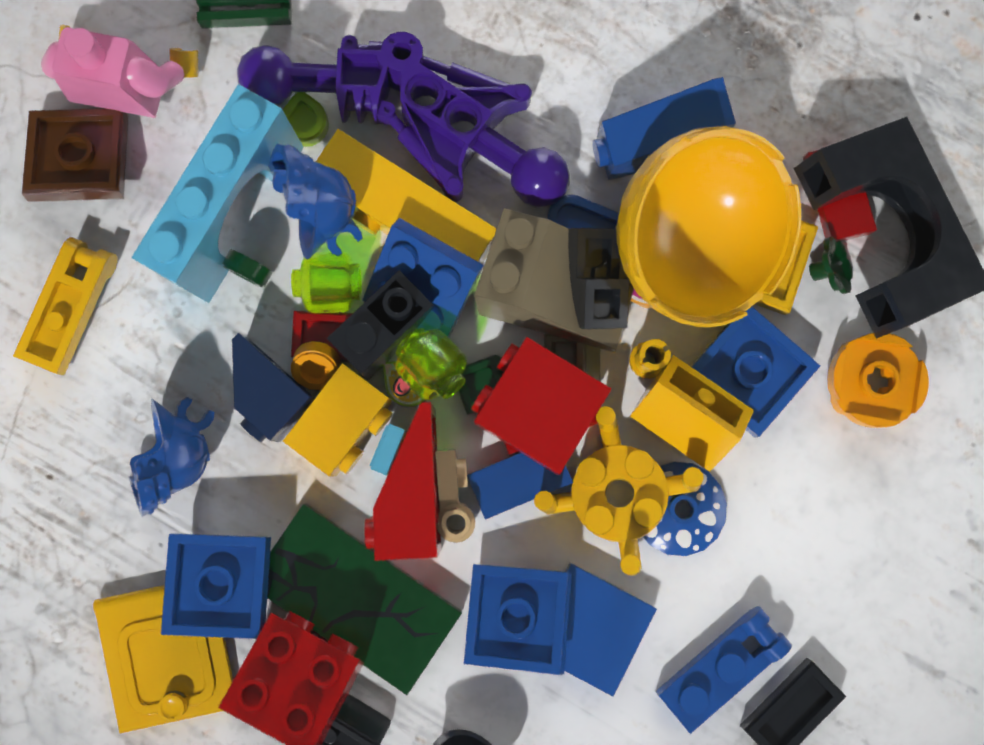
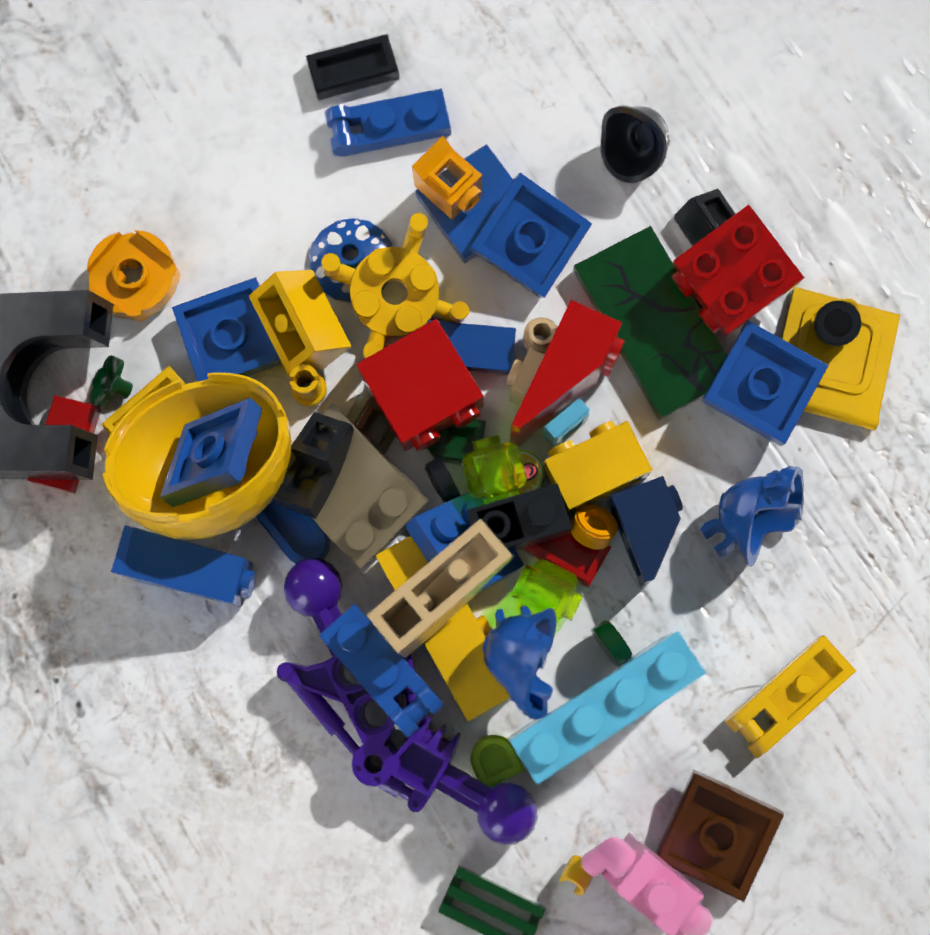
camera: 145 degrees left, 5 degrees down
(173, 686) = (837, 323): none -> black tile
(416, 211) = (440, 589): none -> tan slope
(436, 128) = (380, 669): none -> blue plate
(476, 335) = (441, 480): none -> black tile
(628, 632) = (447, 179): none -> light orange window
(697, 237) = (212, 453): none -> blue plate

